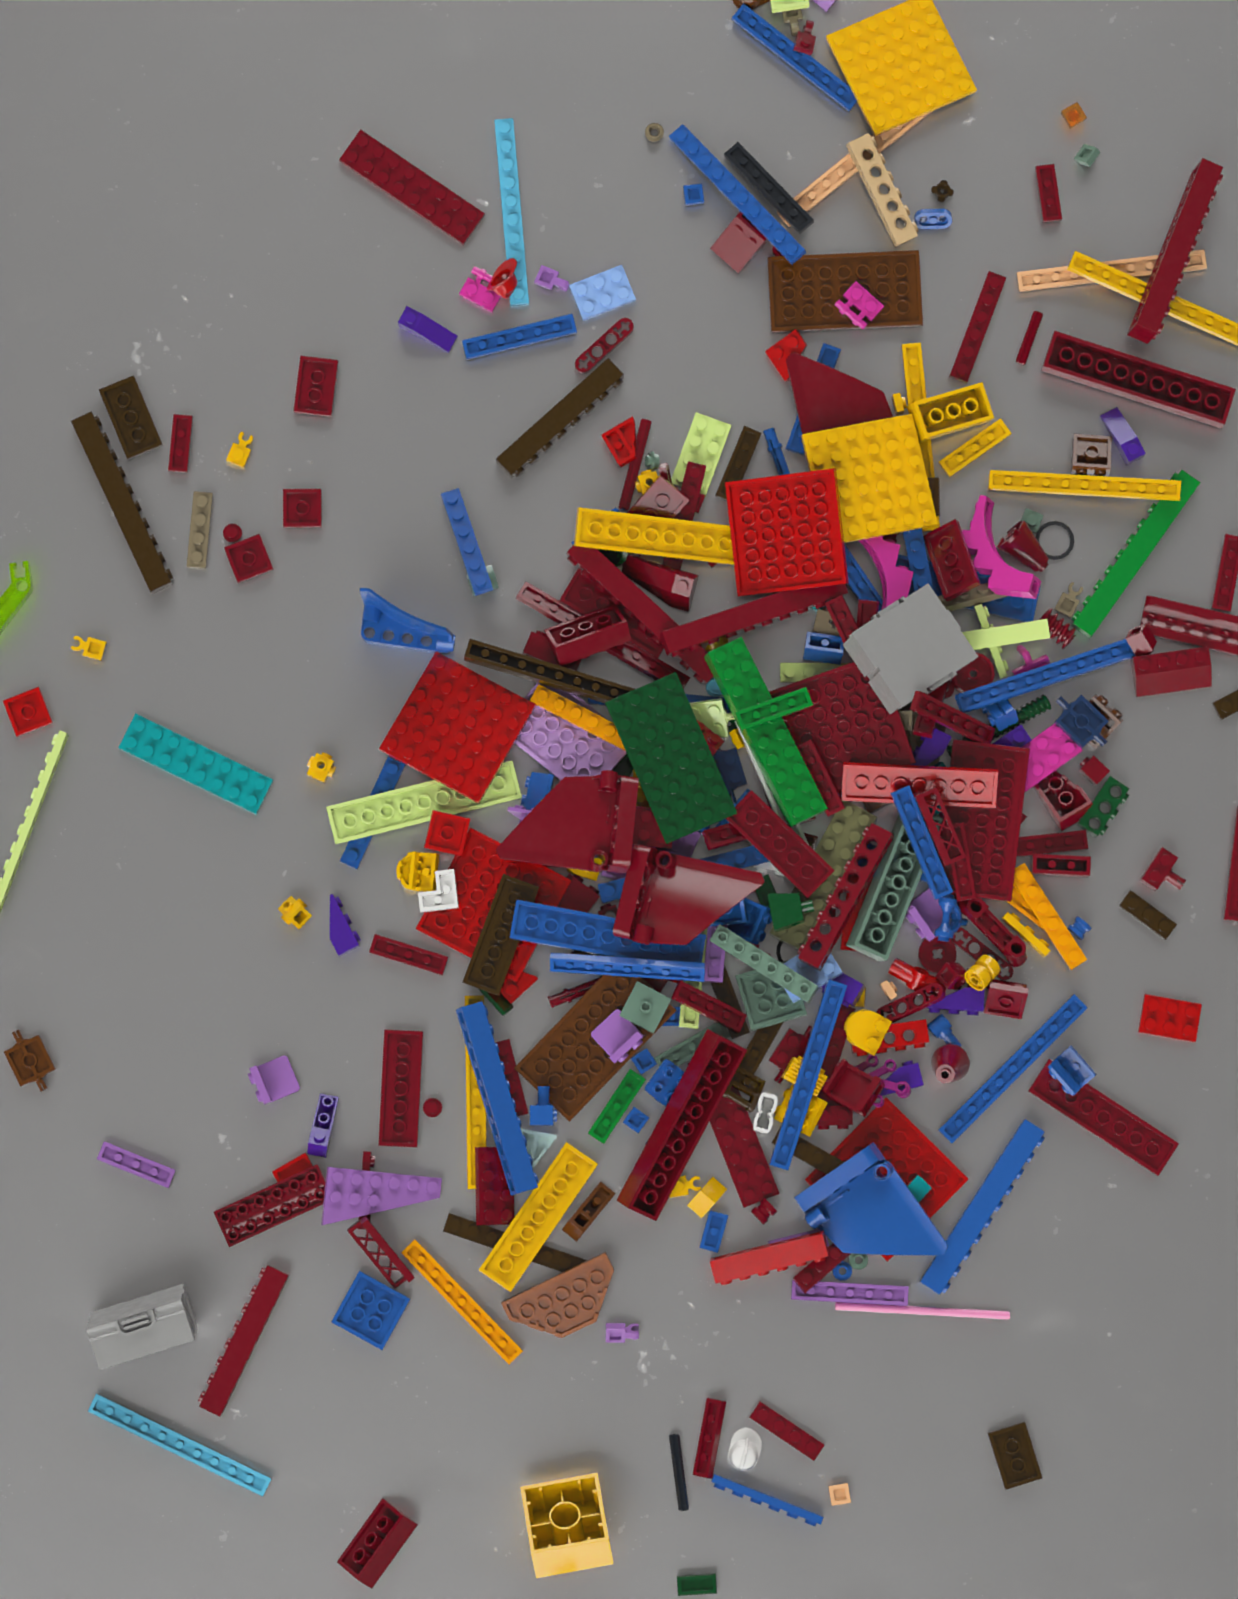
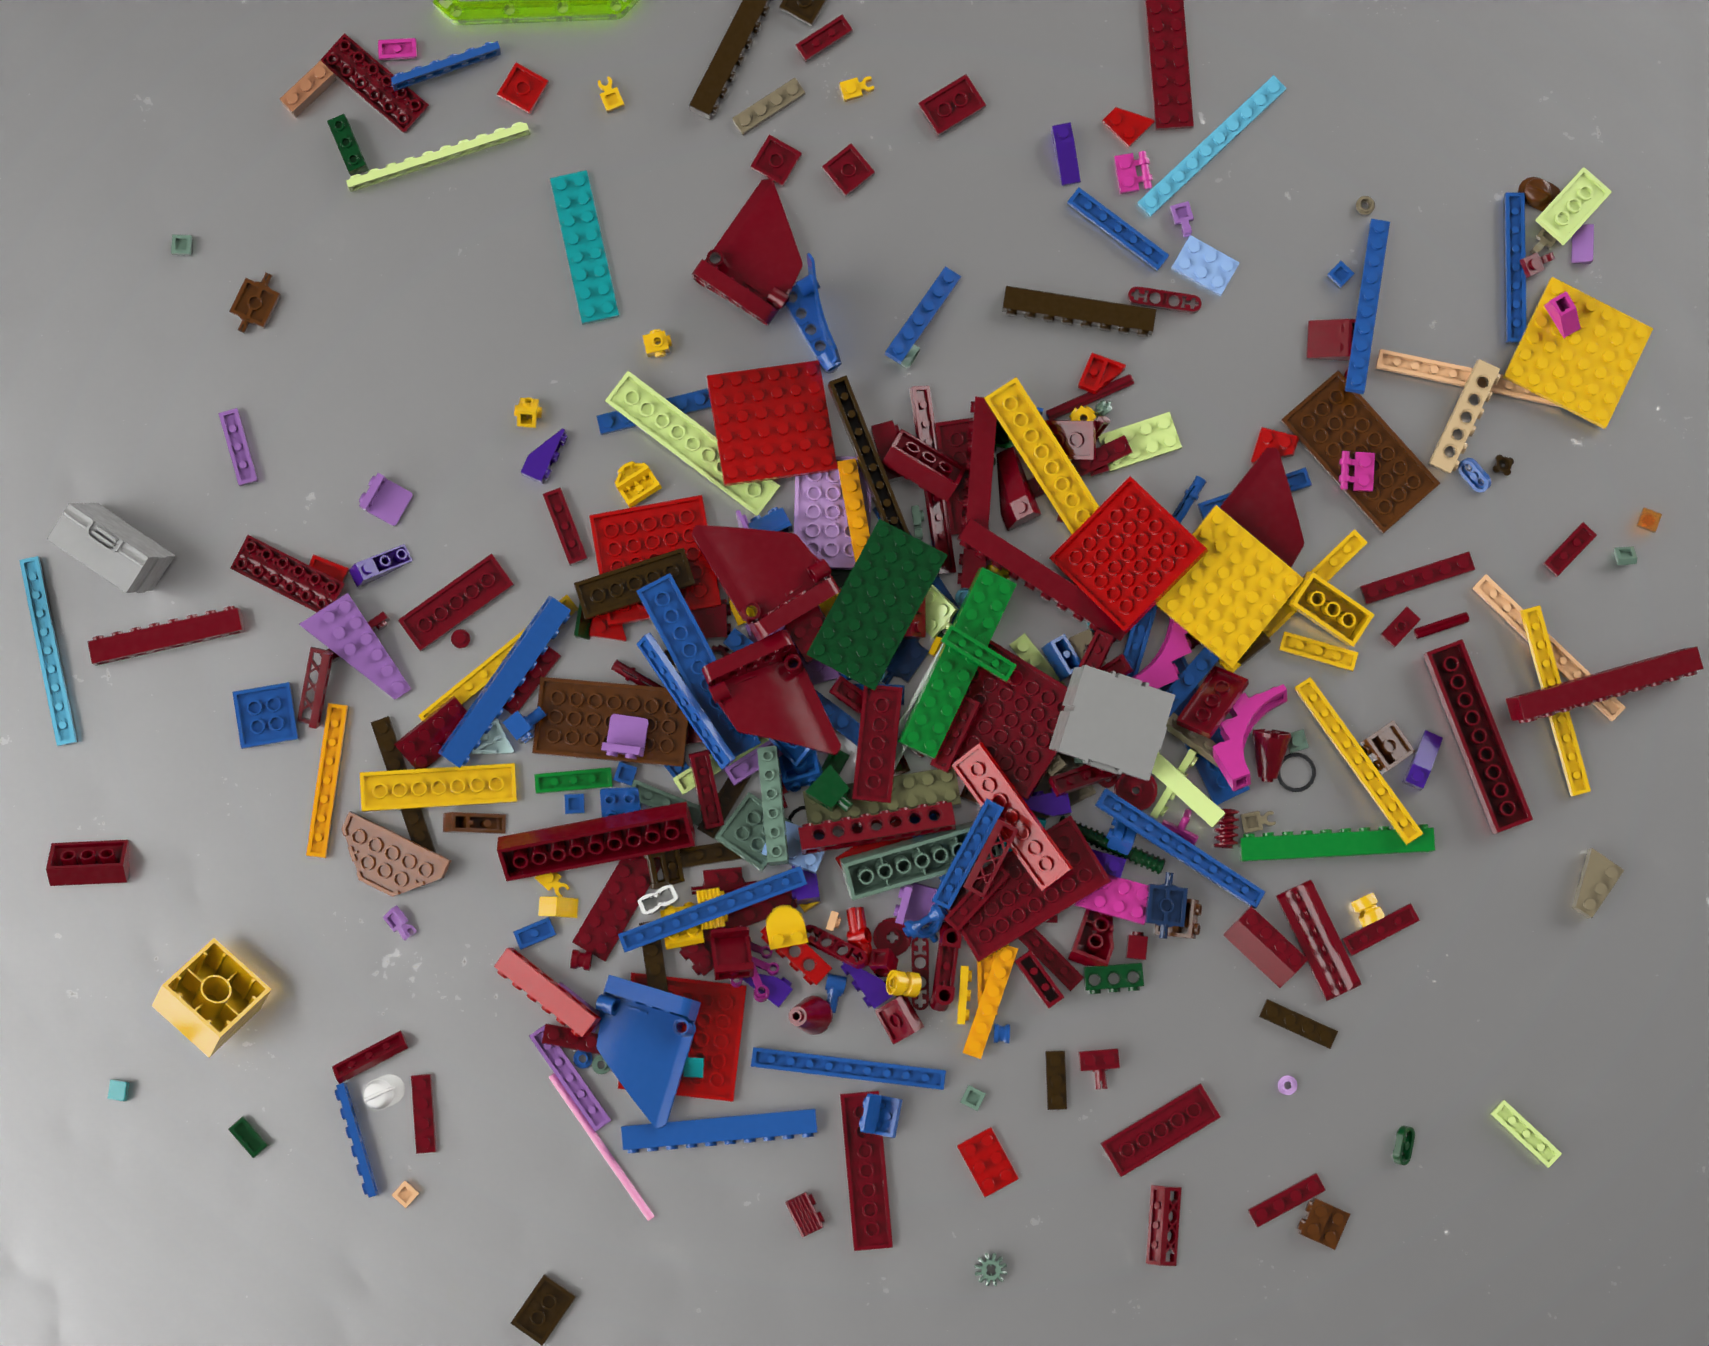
camera: 60 degrees right, 0 degrees up
(232, 533) = (786, 132): dark red plate -> none
(314, 635) = (756, 257): none -> dark red panel
(442, 264) = (1127, 125): none -> red wing
(444, 897) = (631, 517): white plate -> none
(447, 833) = (681, 479): red plate -> none
(504, 279) = (1151, 181): red piece -> none
(623, 673) = (917, 517): none -> sand green plate
(645, 1007) = (665, 739): sand green plate -> none
(678, 1470) = (325, 1054): black axle -> none
(740, 459) = (1161, 474): dark brown plate -> none
(769, 187) = (1393, 327): black plate -> none
(864, 50) = (1563, 314): none -> dark pink slope
(899, 404) = (1305, 564): yellow plate -> none
(952, 718) = (1083, 799): dark red plate -> none
(1005, 370) = (1400, 627): none -> dark red plate
(1100, 1192) = (804, 1214): none -> dark red brick
(1111, 990) = (972, 1097): none -> sand green plate
(1141, 640) = (1270, 902): brick -> none
(1204, 570) = (1367, 909): none -> yellow wheel

